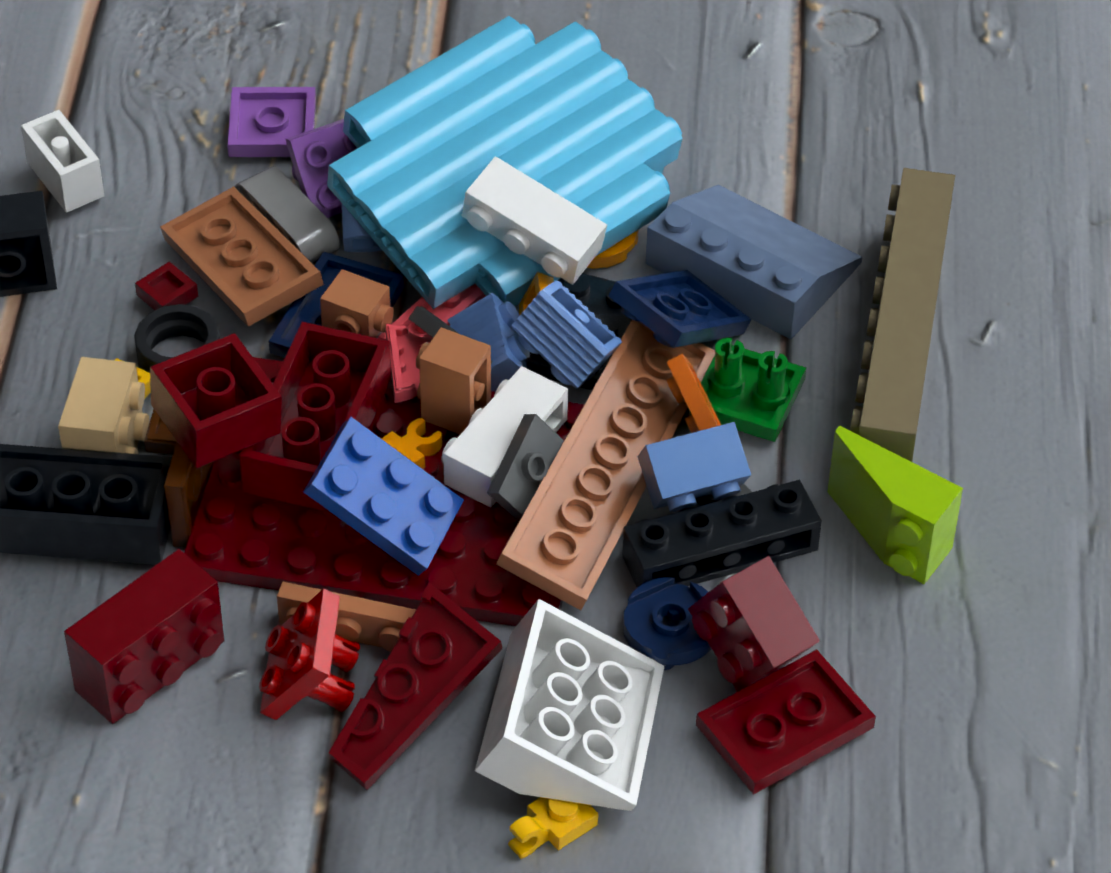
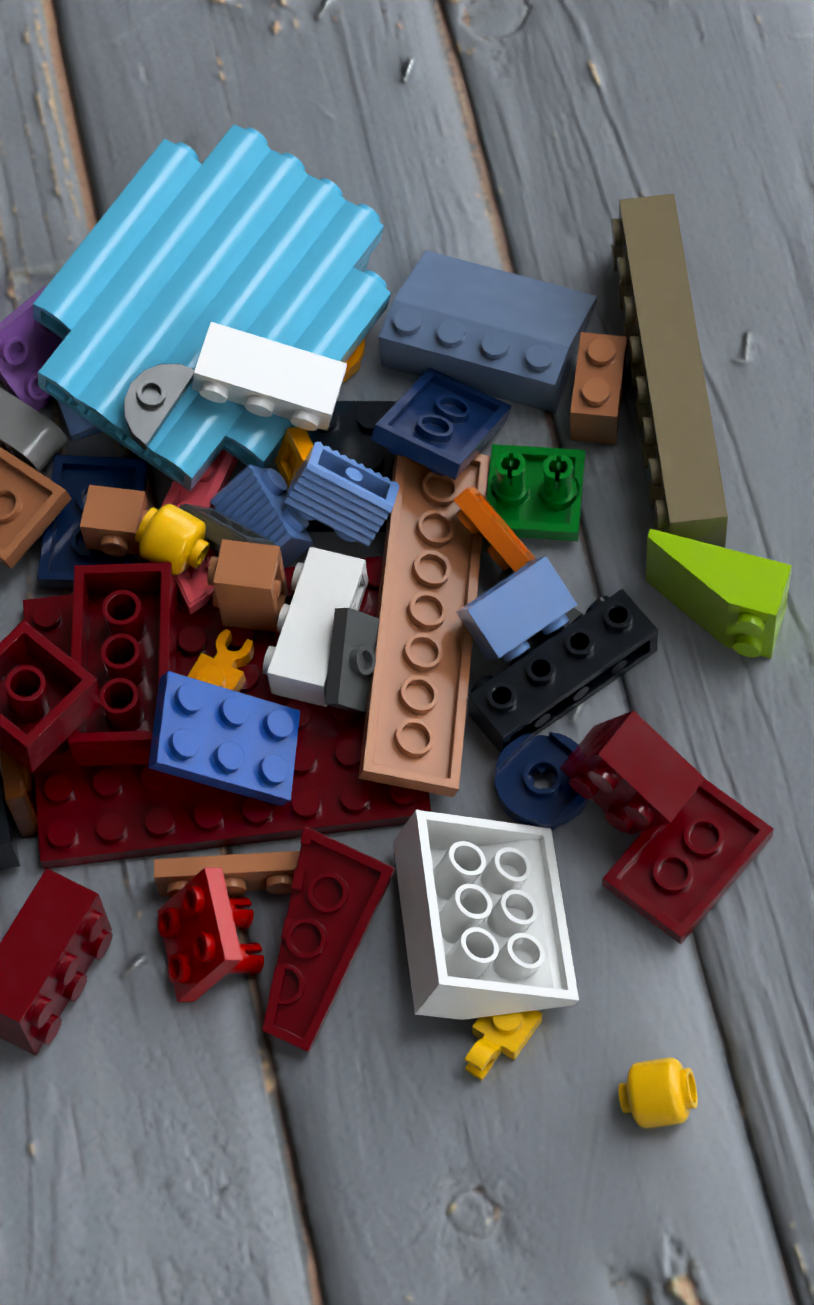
camera: 10 degrees left, 15 degrees up
(401, 323) = (172, 537): none -> yellow head
(423, 211) = (153, 398): none -> plate
(835, 323) = (598, 388): none -> nougat brick

